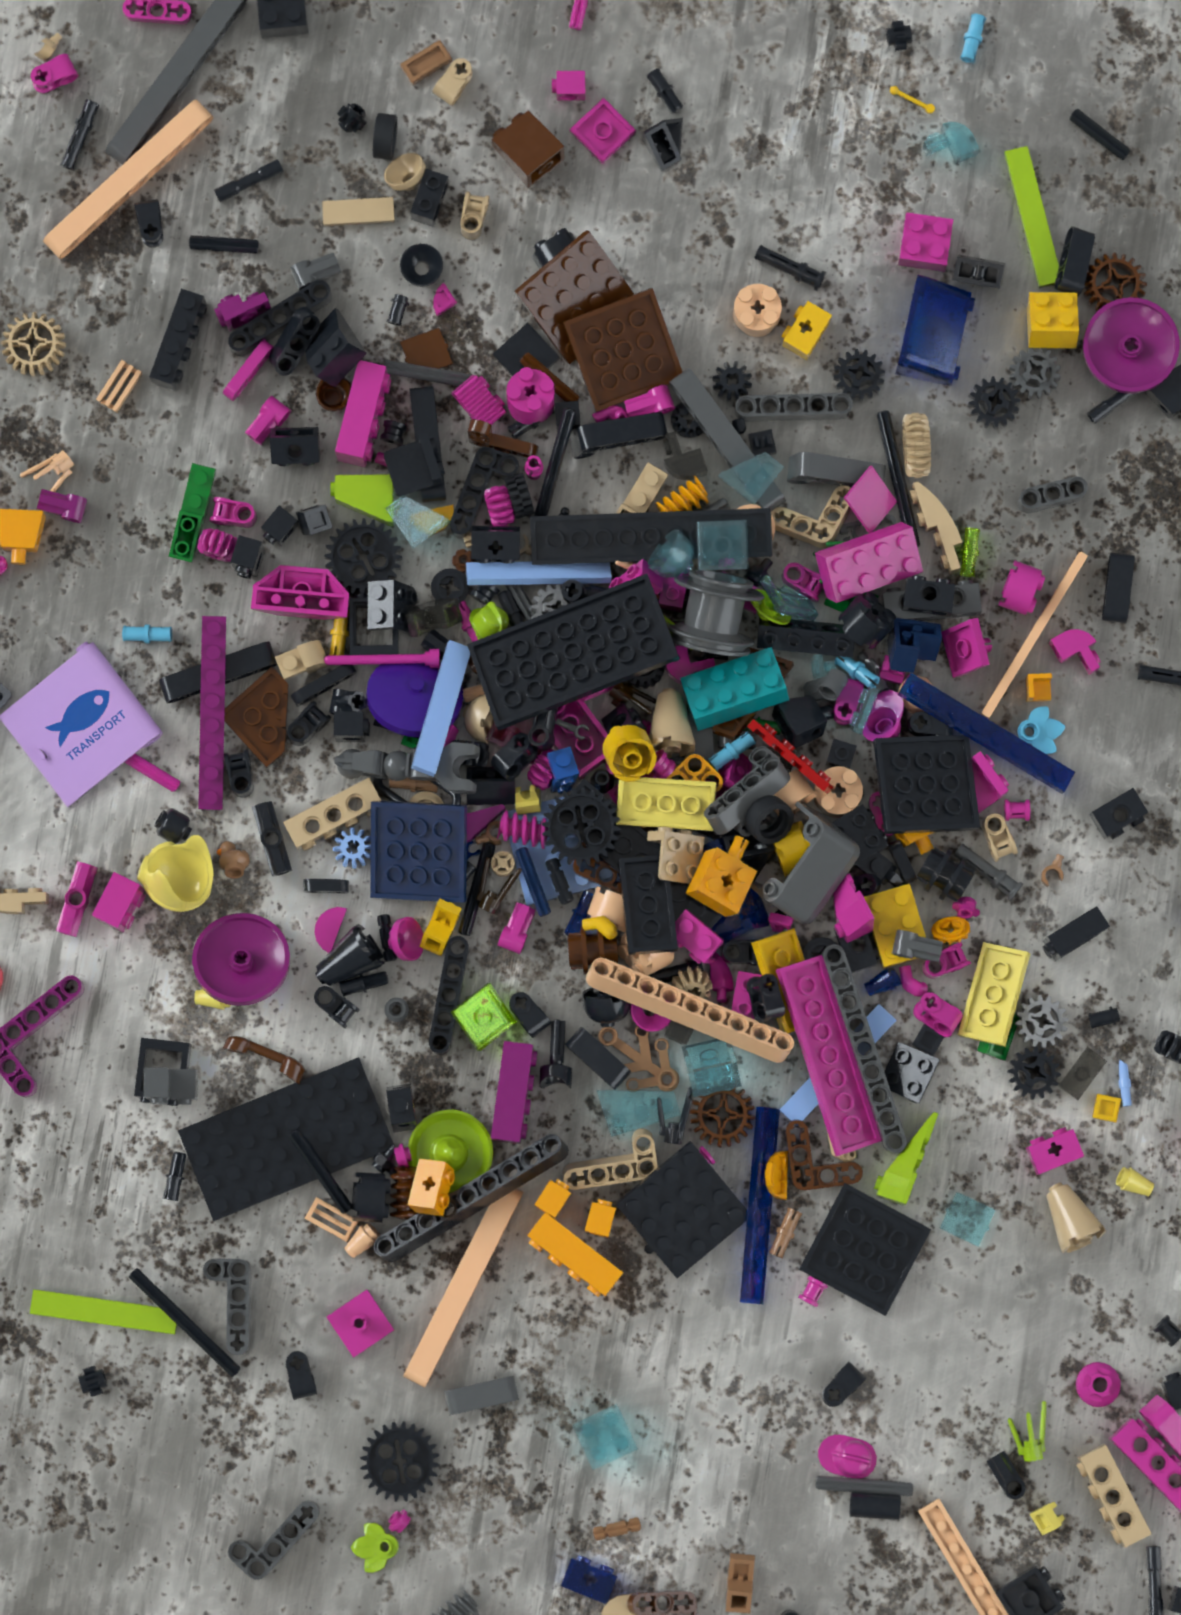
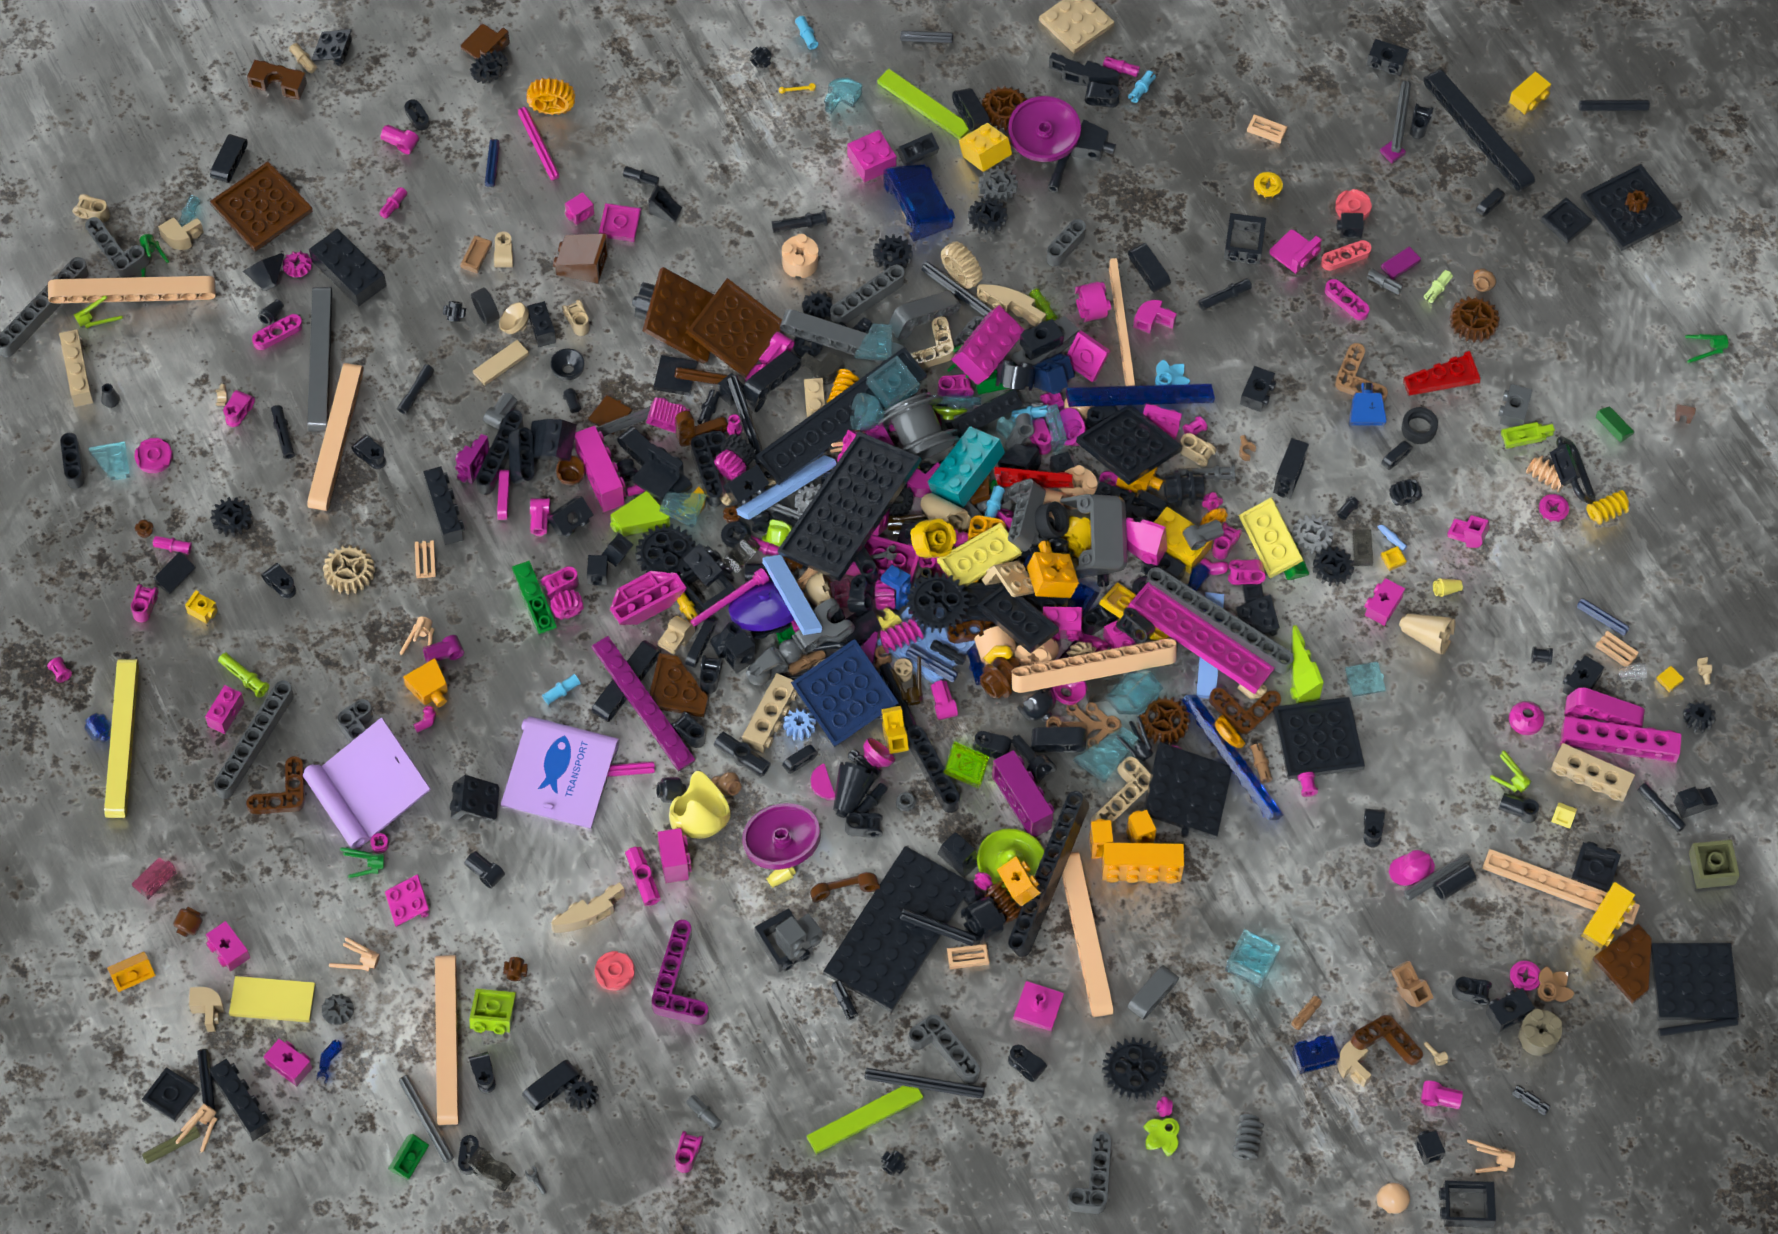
camera: 40 degrees left, 20 degrees down
(224, 244) = (428, 435): black axle -> none
(247, 557) = (592, 597): black brick -> none
(362, 1240) = (998, 953): light nougat cone -> none
(443, 300) = (596, 378): dark pink tile -> none
(530, 396) = (699, 388): dark pink brick -> none
(573, 584) = (815, 474): black bush -> none
(780, 922) = (1105, 584): dark pink tile -> none
(804, 343) = (840, 249): yellow brick -> none
(870, 499) = (958, 311): dark pink piece -> none
(1038, 687) = (1148, 352): light orange panel -> none

